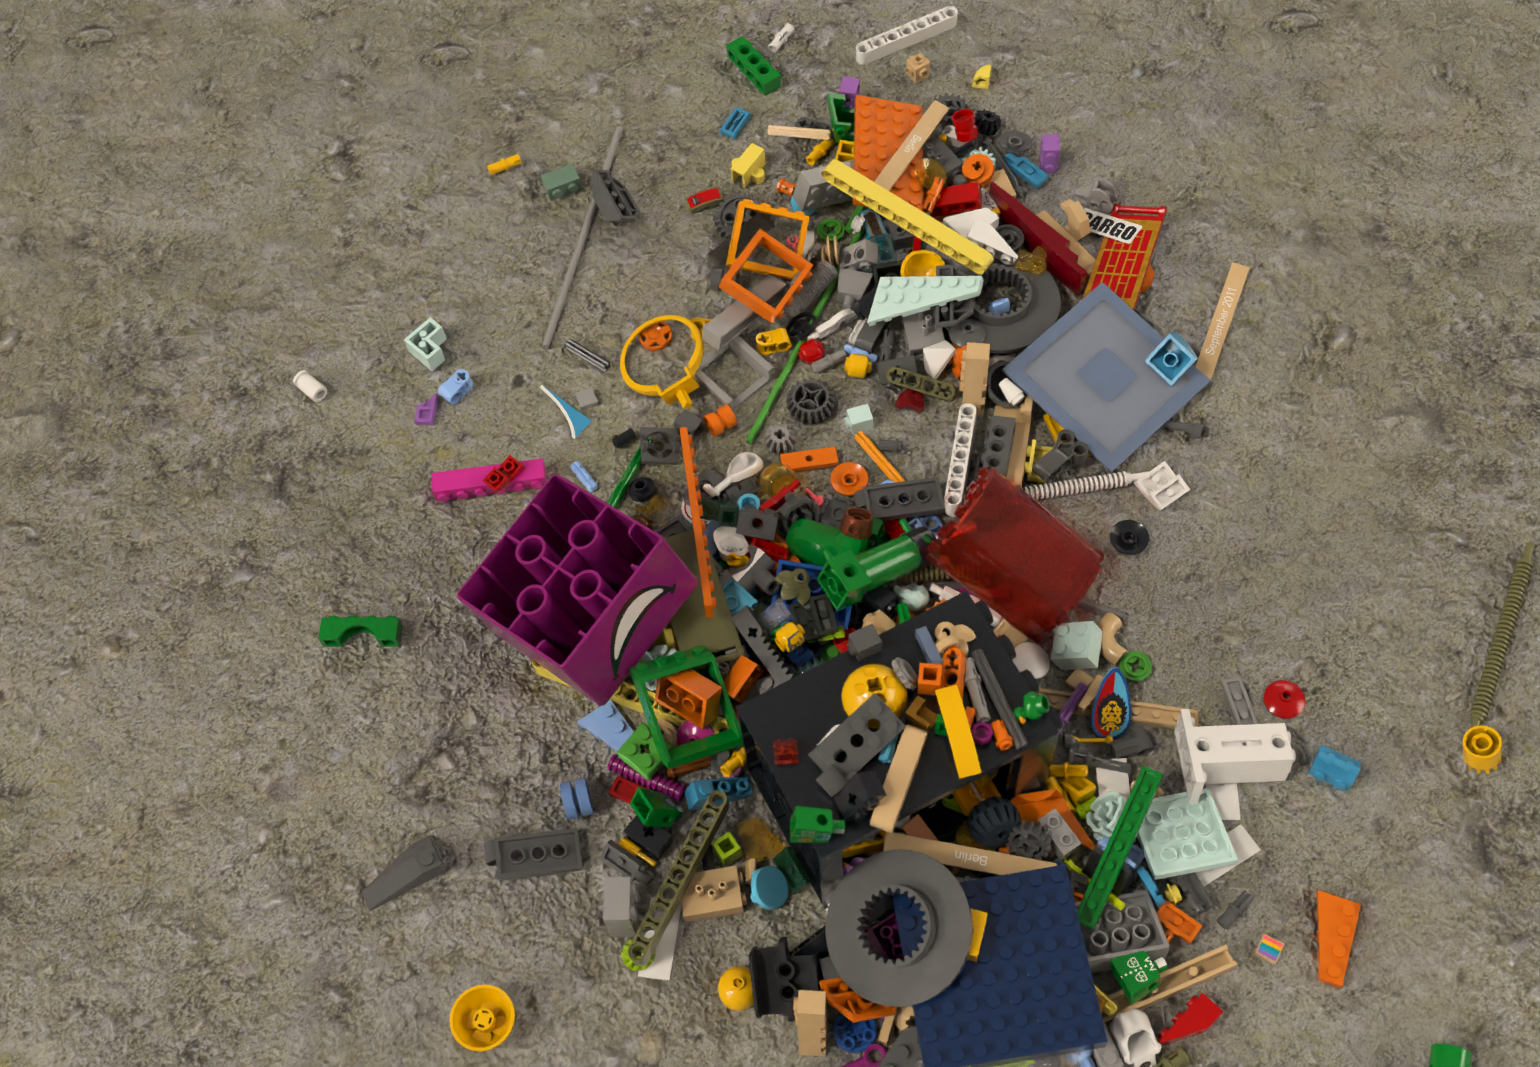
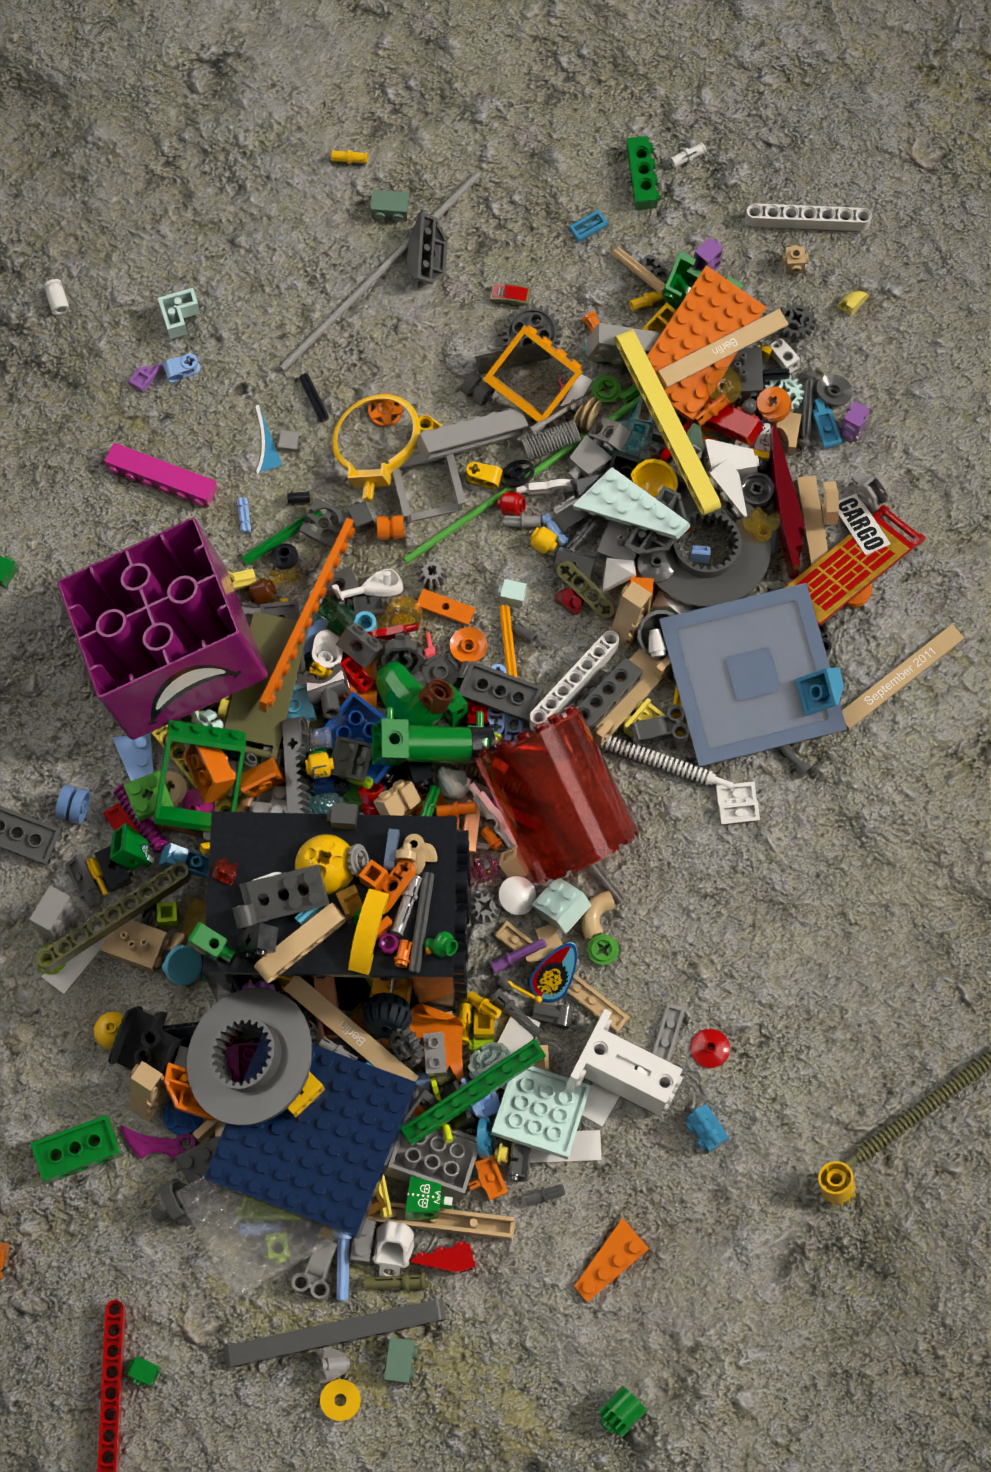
camera: 25 degrees right, 10 degrees up
(505, 474) = (172, 479): red slope -> none
(749, 165) = (570, 282): light yellow piece -> none
(749, 299) = (486, 388): orange window -> none
(793, 587) = (347, 722): olive plate -> none
(808, 407) = (498, 551): dark grey gear -> none
(857, 223) = (631, 397): white plate -> none
(965, 125) = (790, 351): red wheel -> none
(987, 122) = (820, 355): black gear -> none
(1129, 530) = (678, 825): black dish -> none
(1269, 949) = (550, 1240): tile -> none

